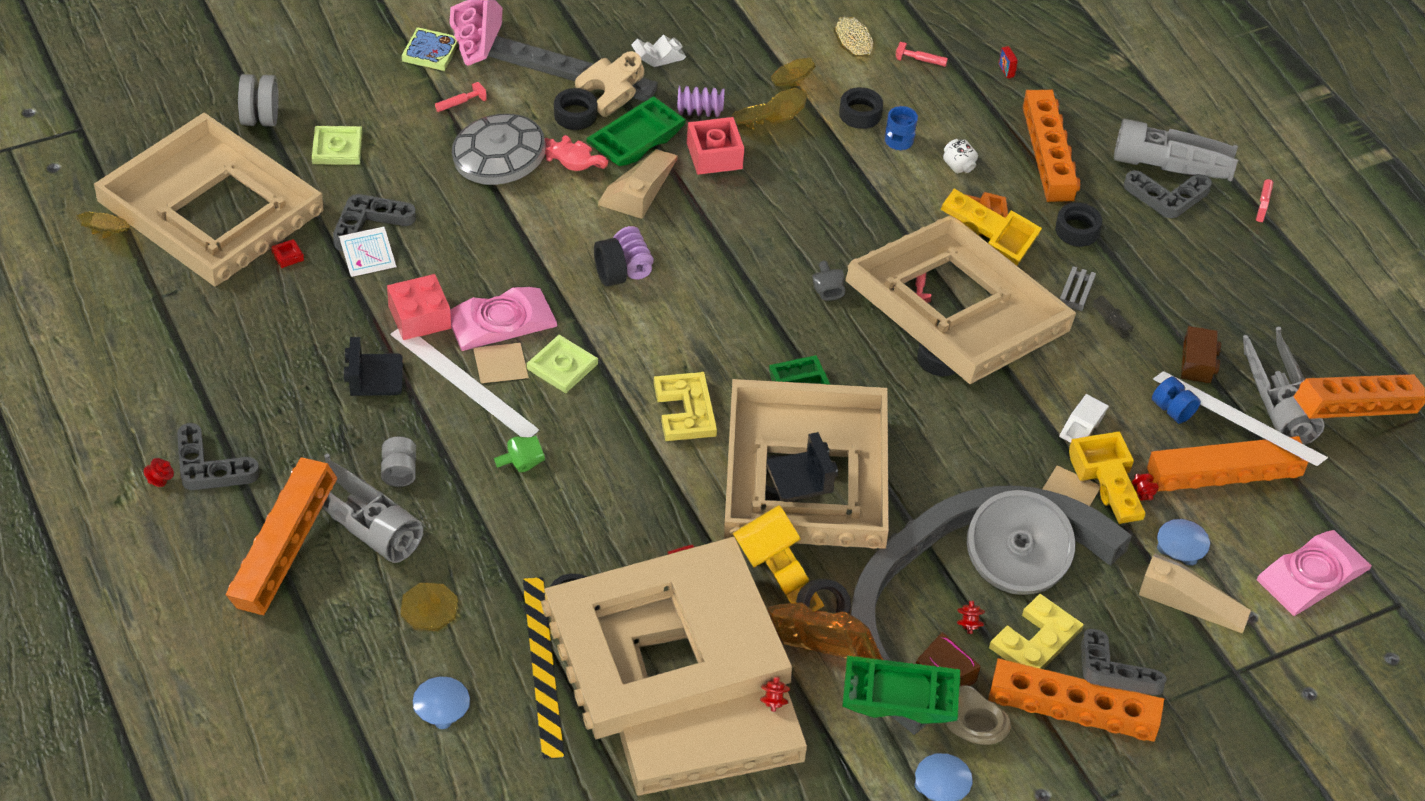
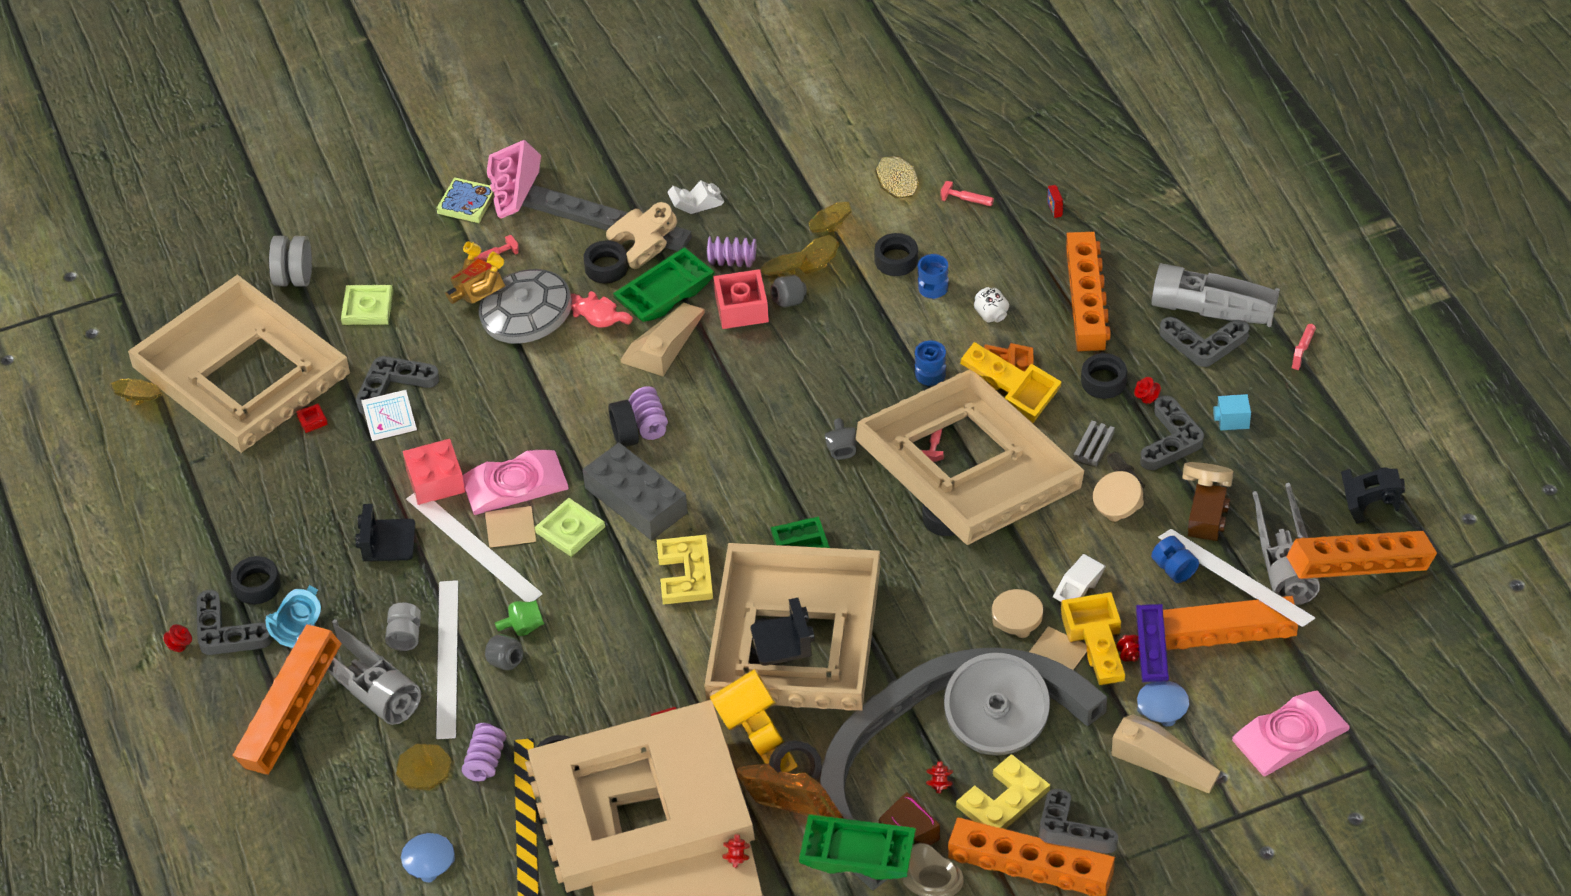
camera: 10 degrees right, 0 degrees up
(241, 428) = (259, 594): none -> black tyre
(283, 450) = (295, 611): none -> medium azure helmet
(445, 497) = (447, 660): none -> white sticker
(449, 120) = (477, 277): none -> pearl gold torso
(493, 591) = (483, 752): none -> lavender piece
(506, 488) = (504, 652): none -> dark grey head
(627, 328) = (635, 491): none -> dark grey brick
(760, 139) = (788, 291): none -> dark grey head
(909, 209) = (930, 363): none -> blue wheel
(1026, 451) = (1017, 612): none -> tan tile
(1111, 338) = (1118, 495): none -> tan tile
(1123, 238) = (1147, 390): none -> red wheel
(1166, 284) = (1178, 438): none -> dark grey beam
(1168, 481) = (1152, 643): none -> dark purple tile
(1196, 318) = (1207, 474): none -> tan tile
(1209, 260) = (1232, 412): none -> medium azure brick
(1344, 342) = (1359, 498): none -> black tile

